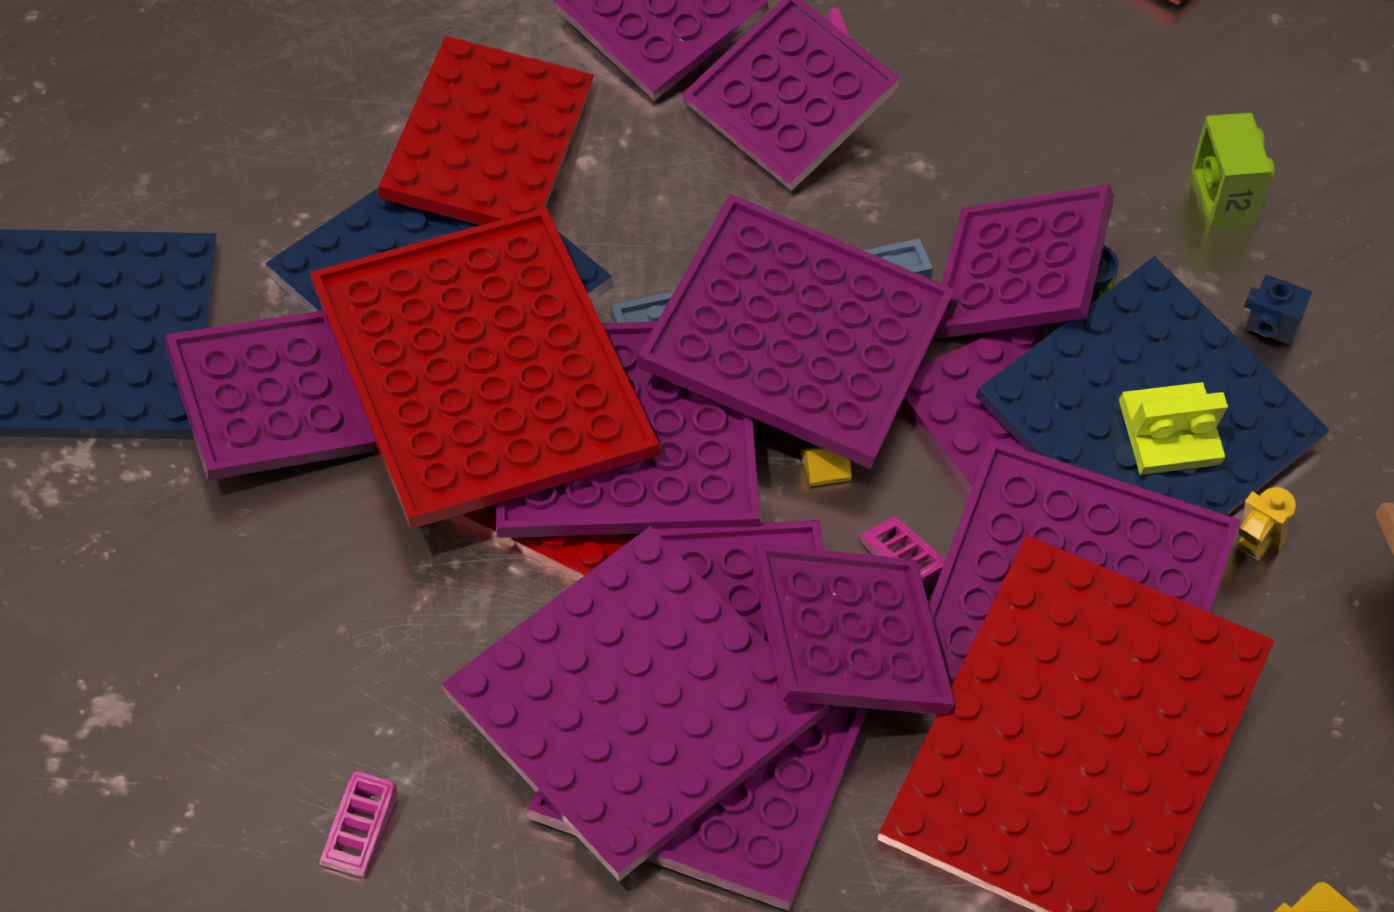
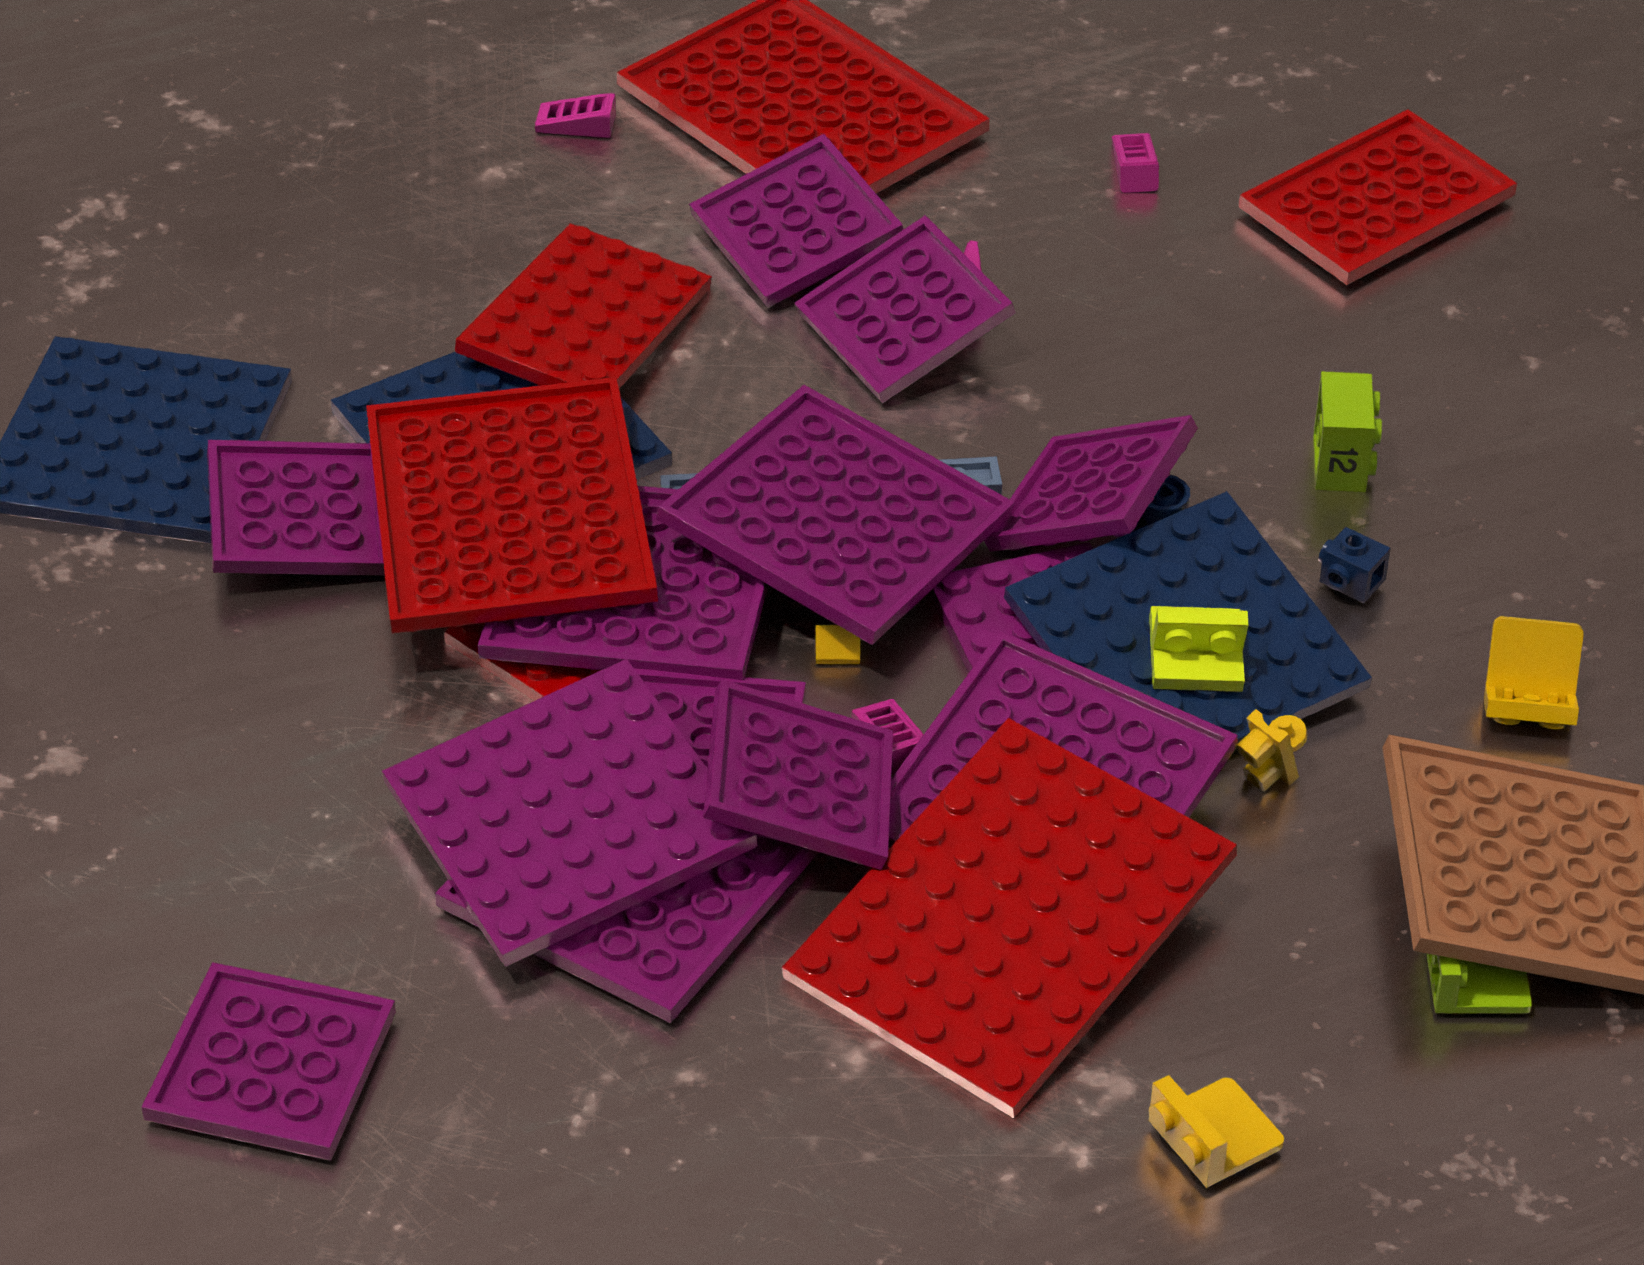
camera: 15 degrees right, 10 degrees down
(367, 795) = (278, 857): dark pink slope -> none

